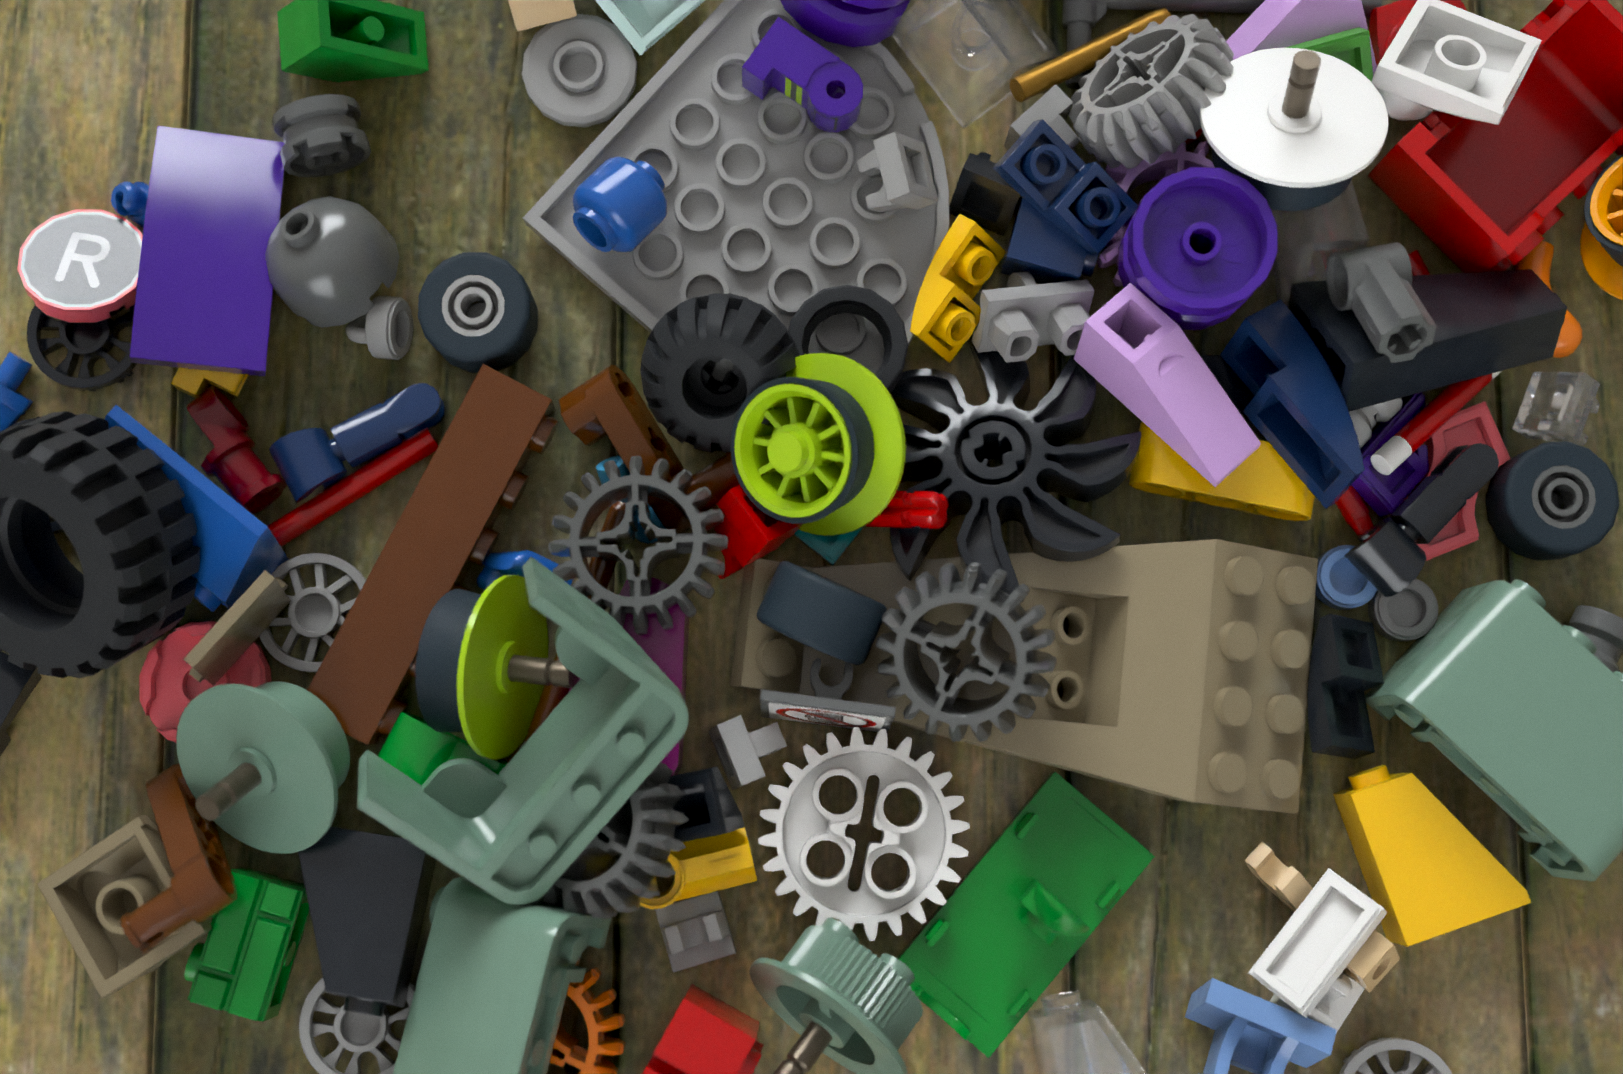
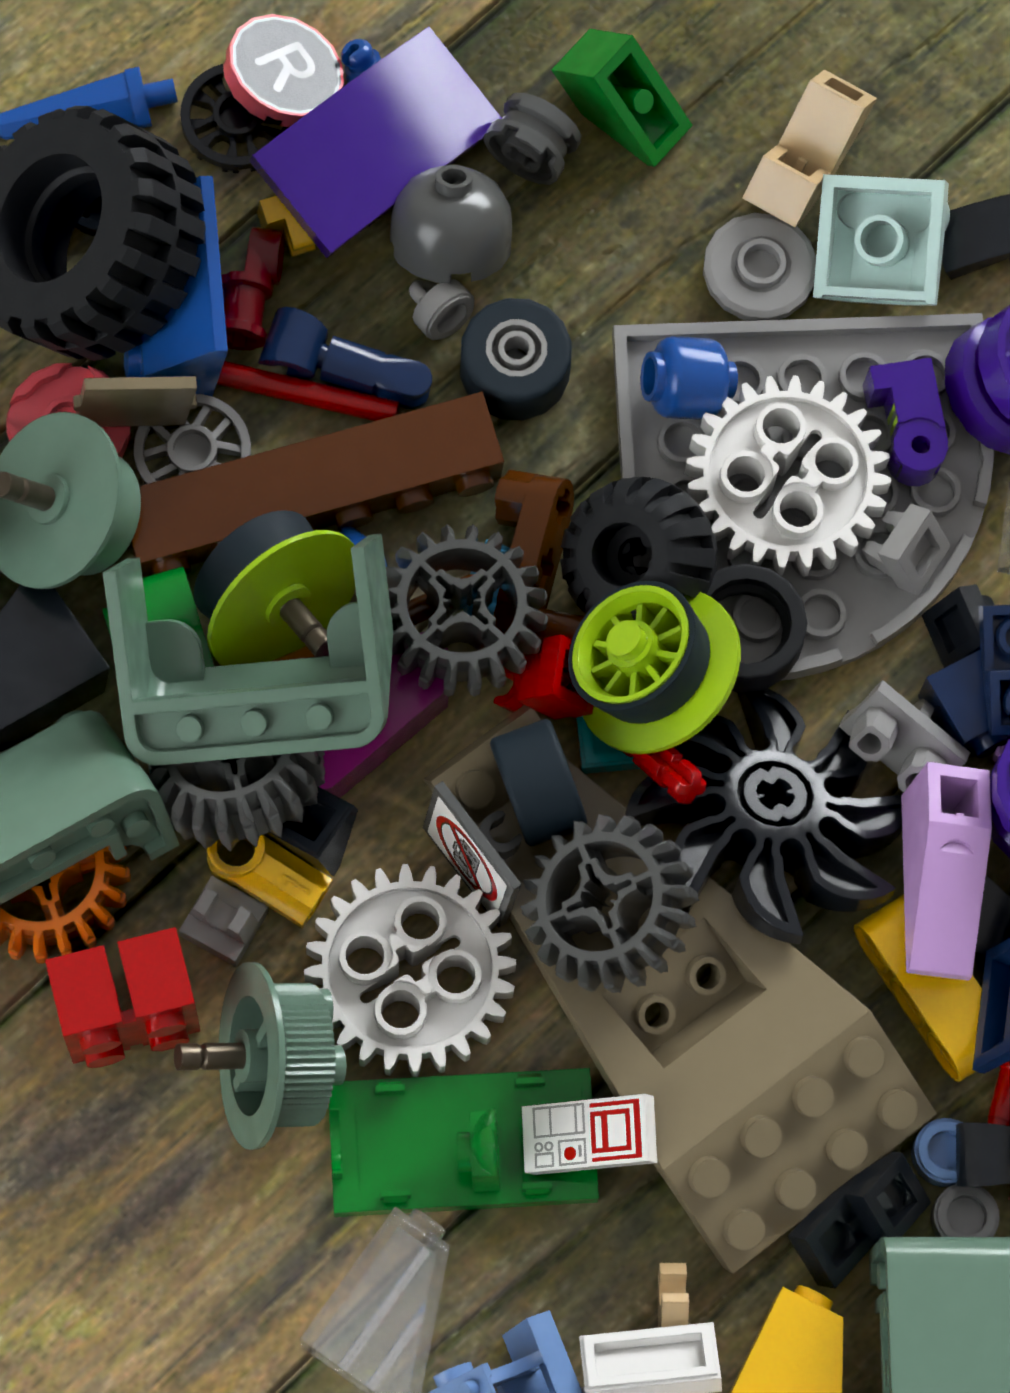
camera: 40 degrees right, 10 degrees down
(742, 750) = (389, 831): light grey tile -> none
(818, 197) = (834, 505): none -> white gear
(945, 303) = (852, 668): yellow slope -> none
(1115, 827) = (589, 1134): none -> white tile

